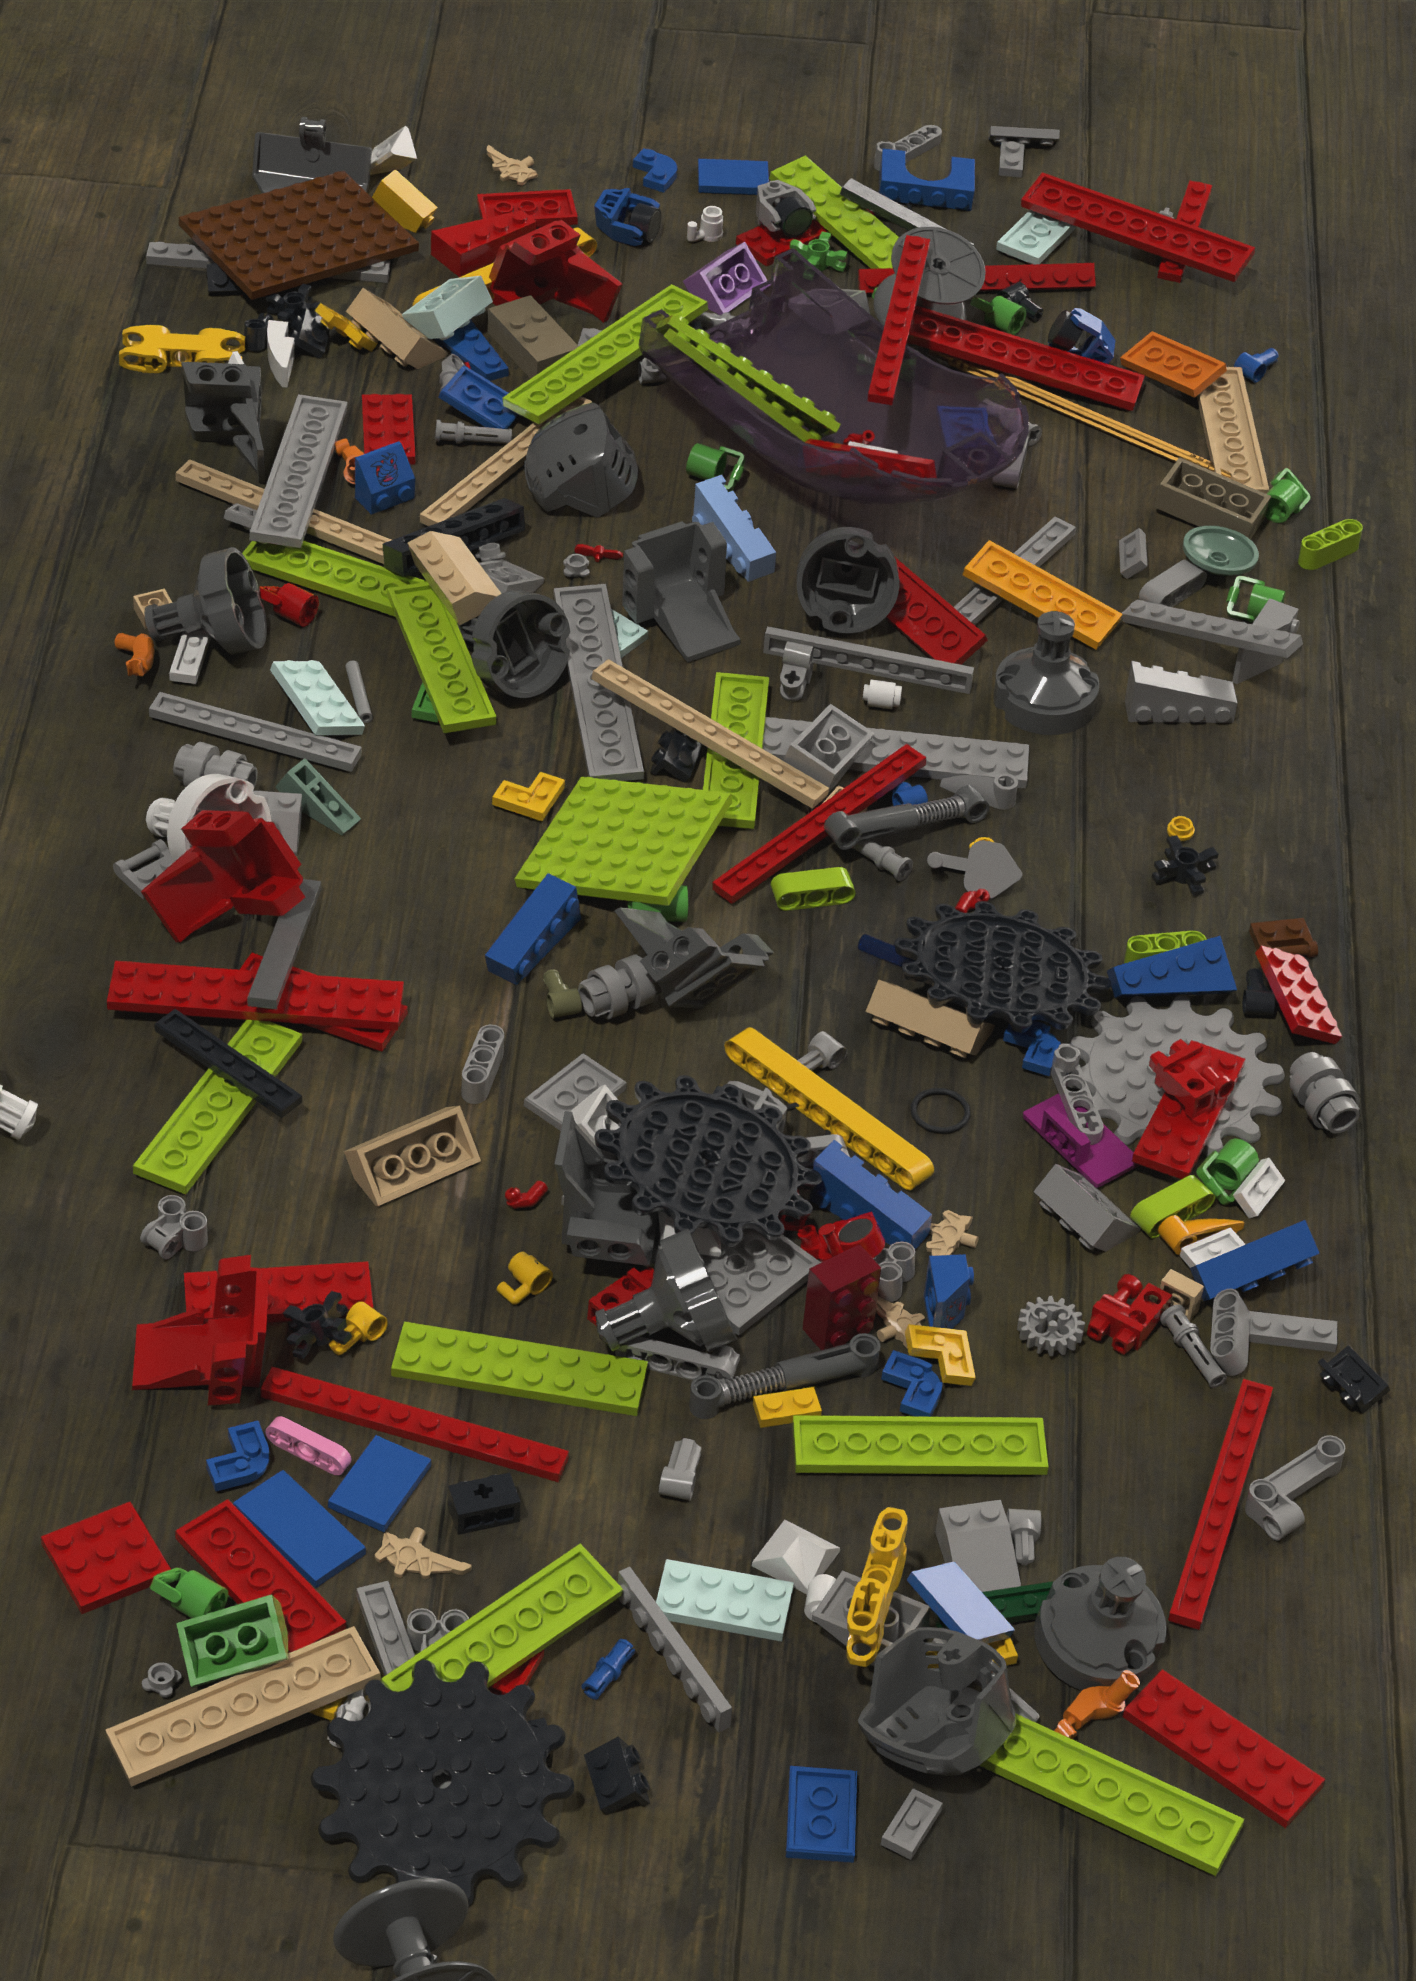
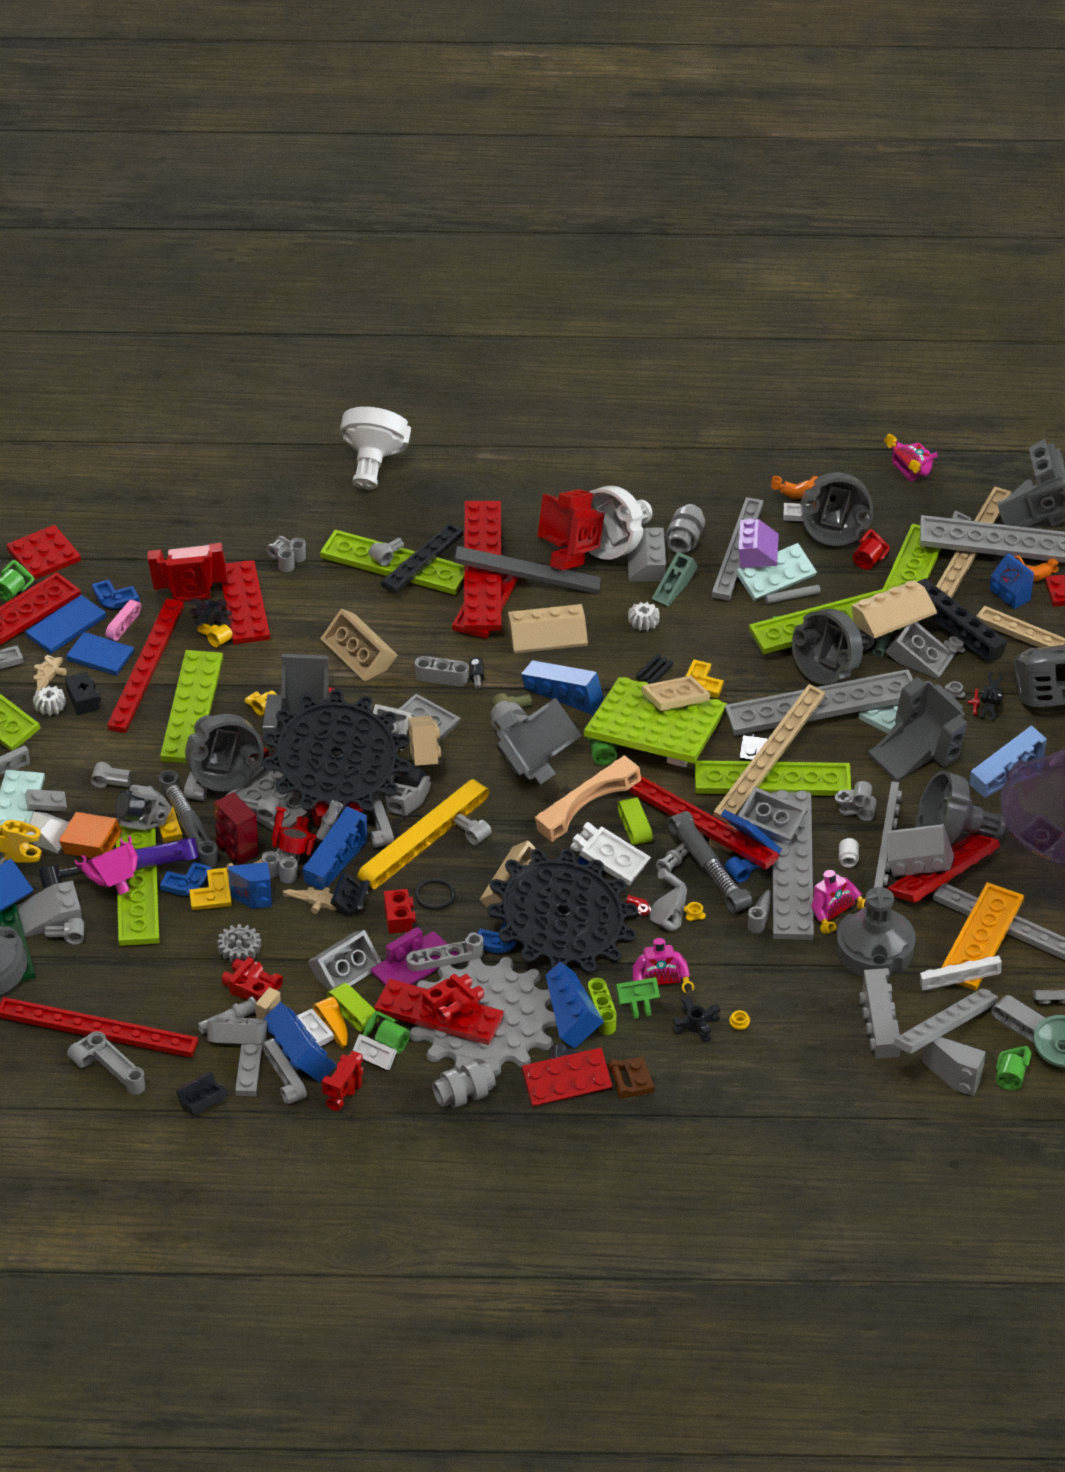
camera: 90 degrees right, 0 degrees up
(103, 539) = (911, 459): none -> torso
(213, 1101) = (384, 552): none -> light grey axle
(281, 699) = (757, 544): none -> medium lavender slope
(391, 839) = (643, 616): none -> white gear
(405, 940) = (547, 628): none -> tan slope
(472, 1025) = (476, 671): none -> black piece
(497, 1547) = (49, 701): none -> white gear
(502, 842) = (652, 667): none -> black tile
(581, 809) = (675, 693): none -> tan plate
(608, 524) = (991, 695): none -> black pin
(665, 1061) = (423, 740): none -> tan brick
(735, 1554) = (45, 800): none -> light grey plate
(782, 1273) = (265, 807): none -> light grey axle
(795, 1410) = (134, 808): none -> light grey piece
(809, 961) = (617, 777): none -> light nougat arch
(827, 1191) = (329, 819): none -> light grey pin
(828, 1492) = (90, 835): none -> orange brick
(872, 759) = (750, 830): none -> blue tile
(878, 916) = (617, 855): none -> white tile
(899, 1462) = (147, 857): none -> dark purple piece
(910, 614) = (919, 850): none -> light grey slope
(926, 1443) = (112, 867): none -> dark pink torso
(955, 1190) = (349, 894): none -> black bracket
(977, 714) = (832, 898): none -> torso
(986, 1145) = (398, 911): none -> red brick
(1101, 888) = (663, 964): none -> dark pink torso
(1113, 616) = (960, 973): none -> white plate
(1151, 913) = (636, 992): none -> bright green hinge
(1301, 1285) = (294, 1088): none -> light grey beam
(1327, 1211) = (344, 1080): none -> red hips

